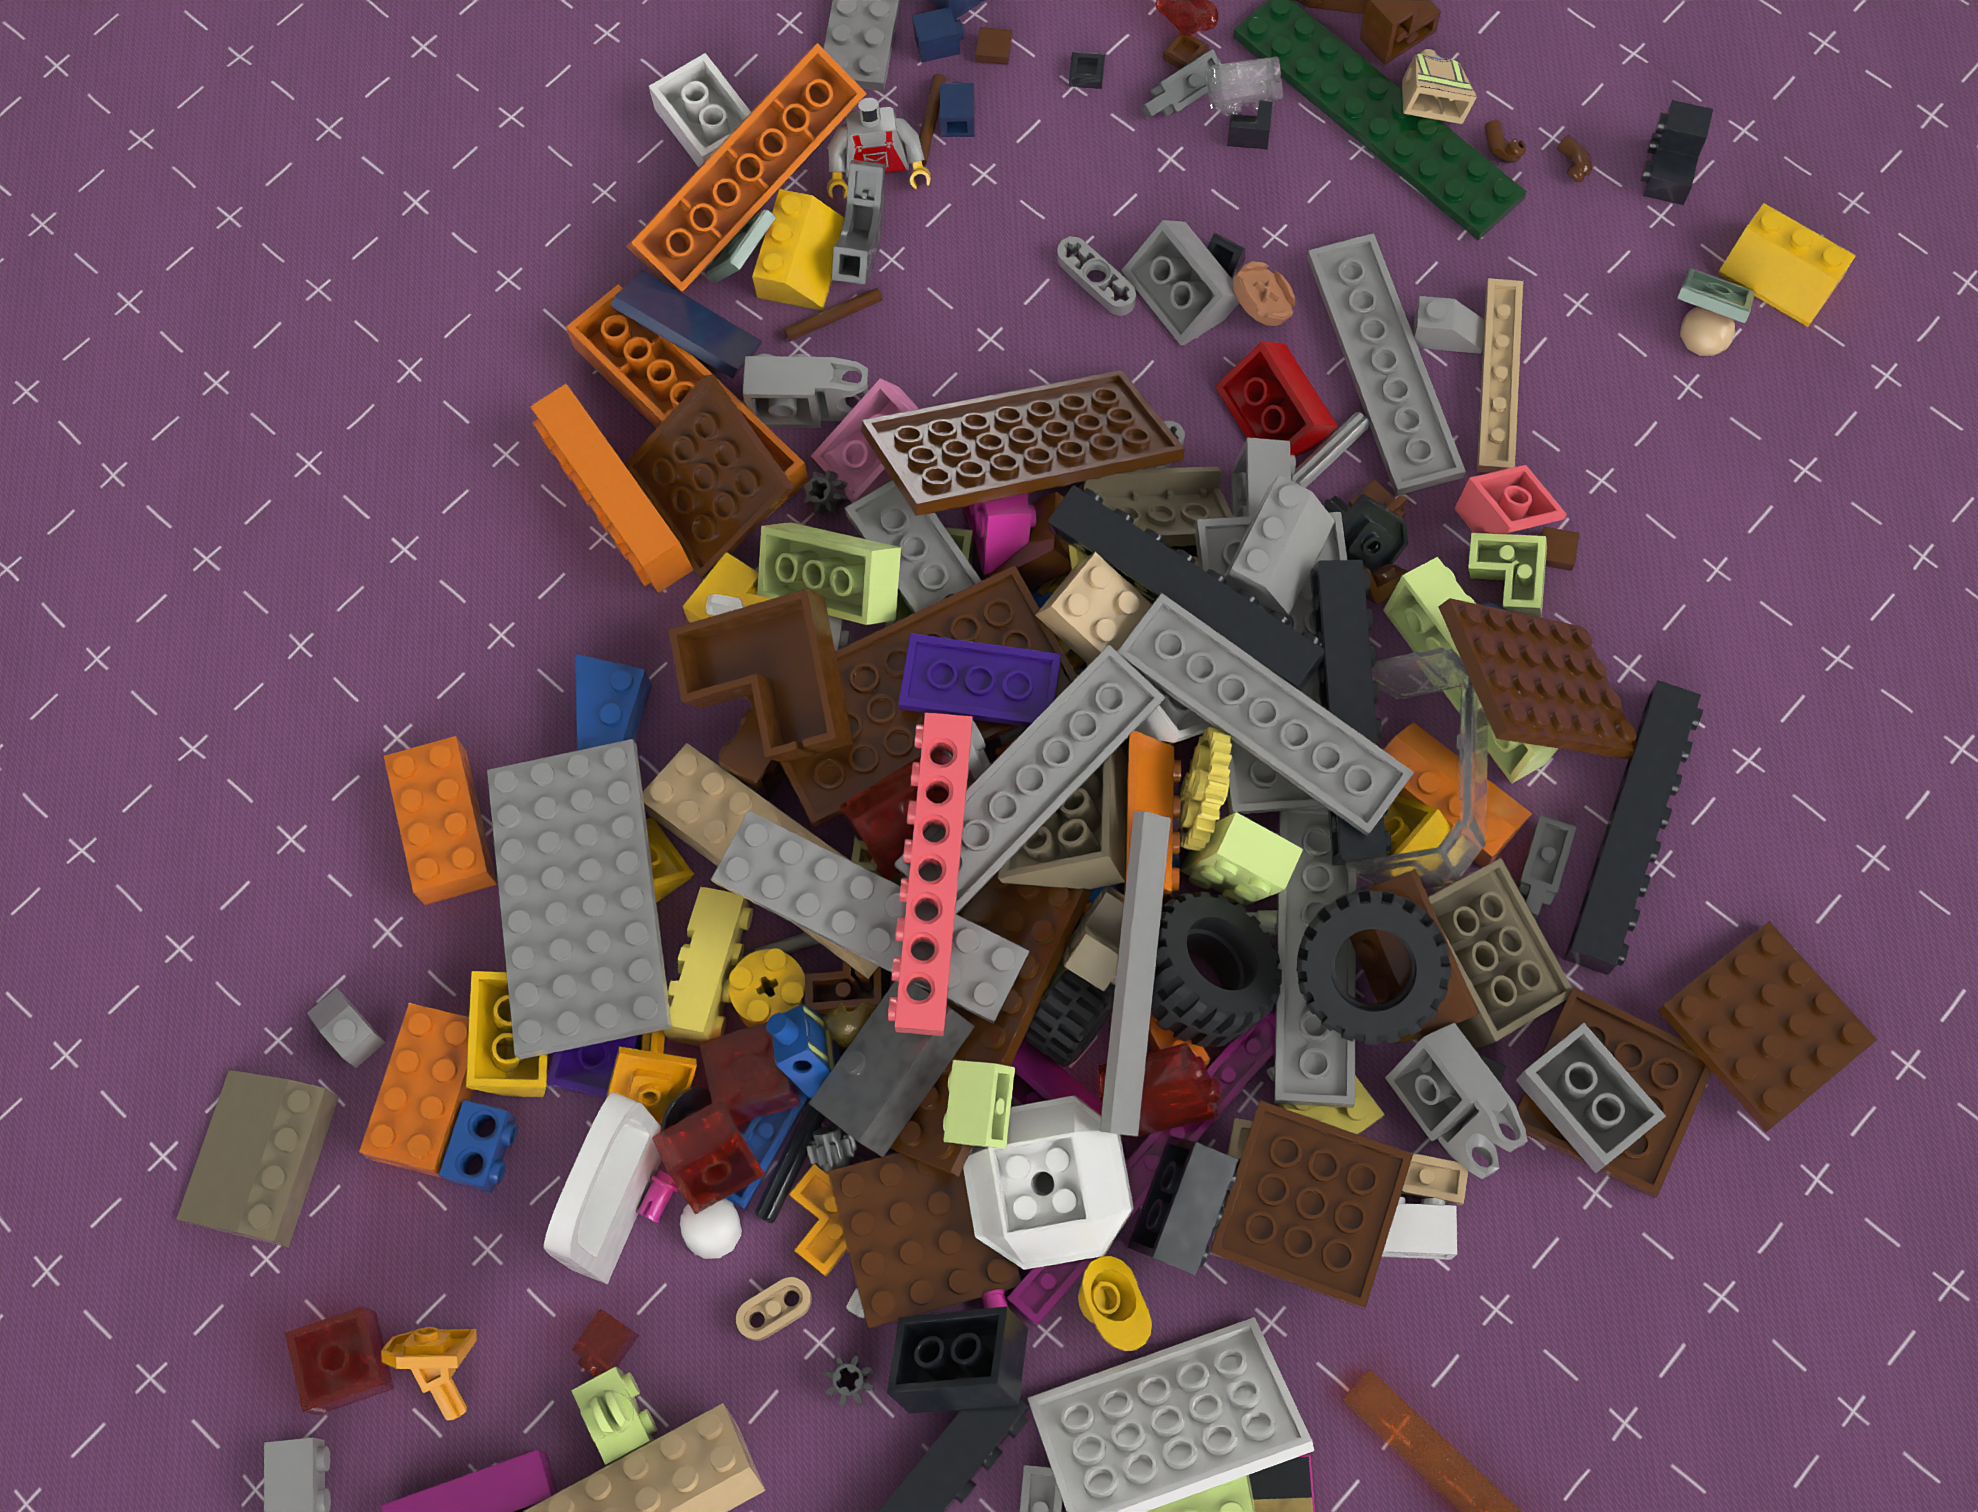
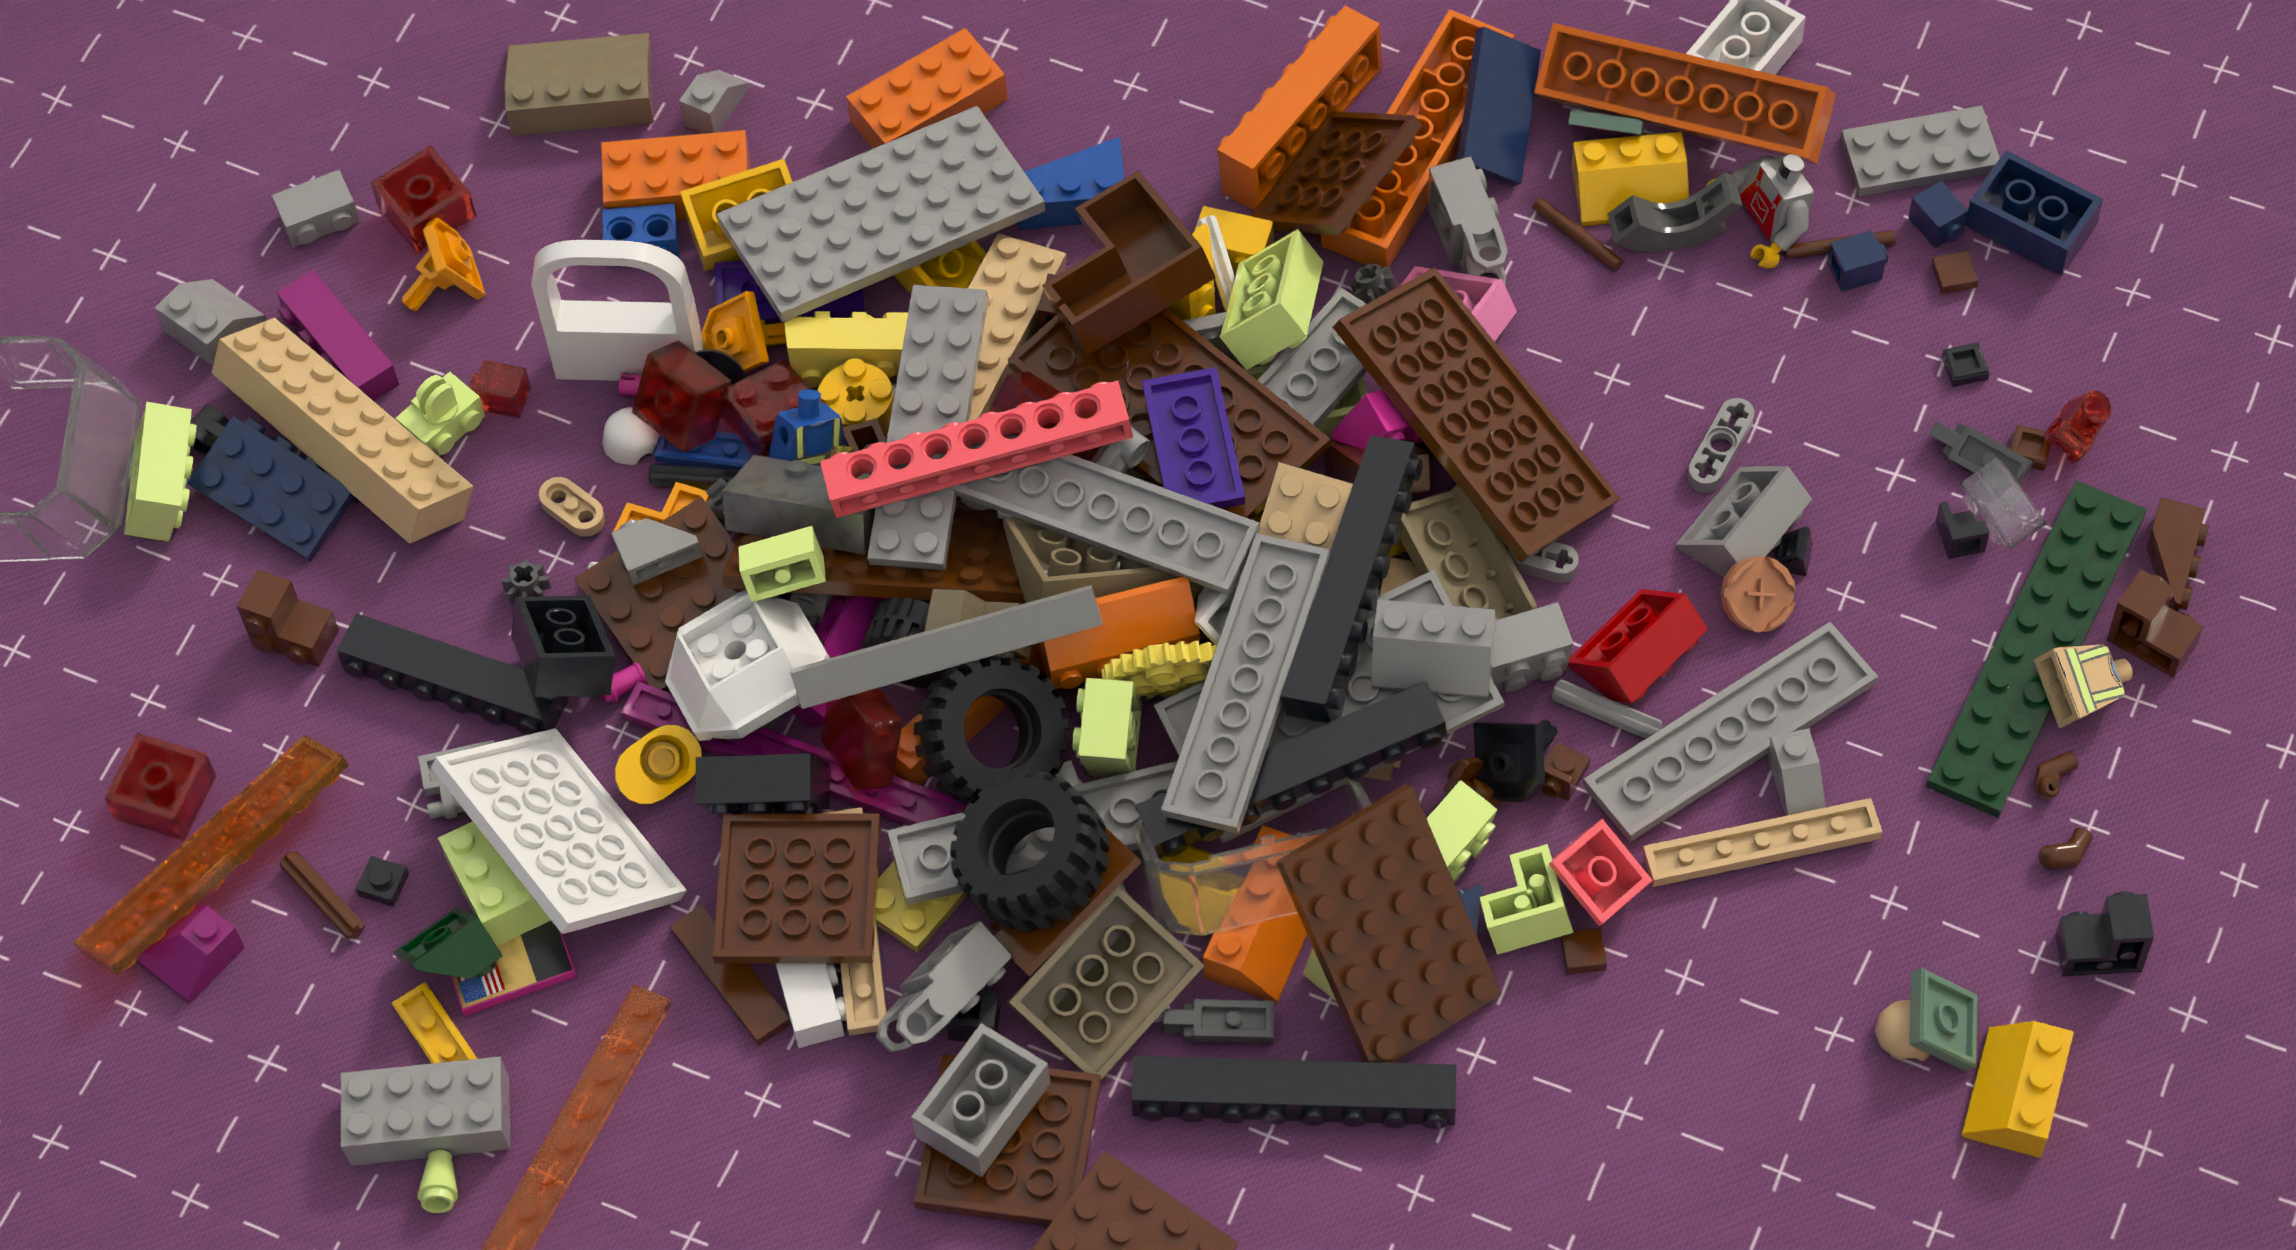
camera: 70 degrees right, 10 degrees down
(879, 1237) = (654, 548): none -> light grey slope
(1390, 1292) = (733, 981): none -> reddish brown tile

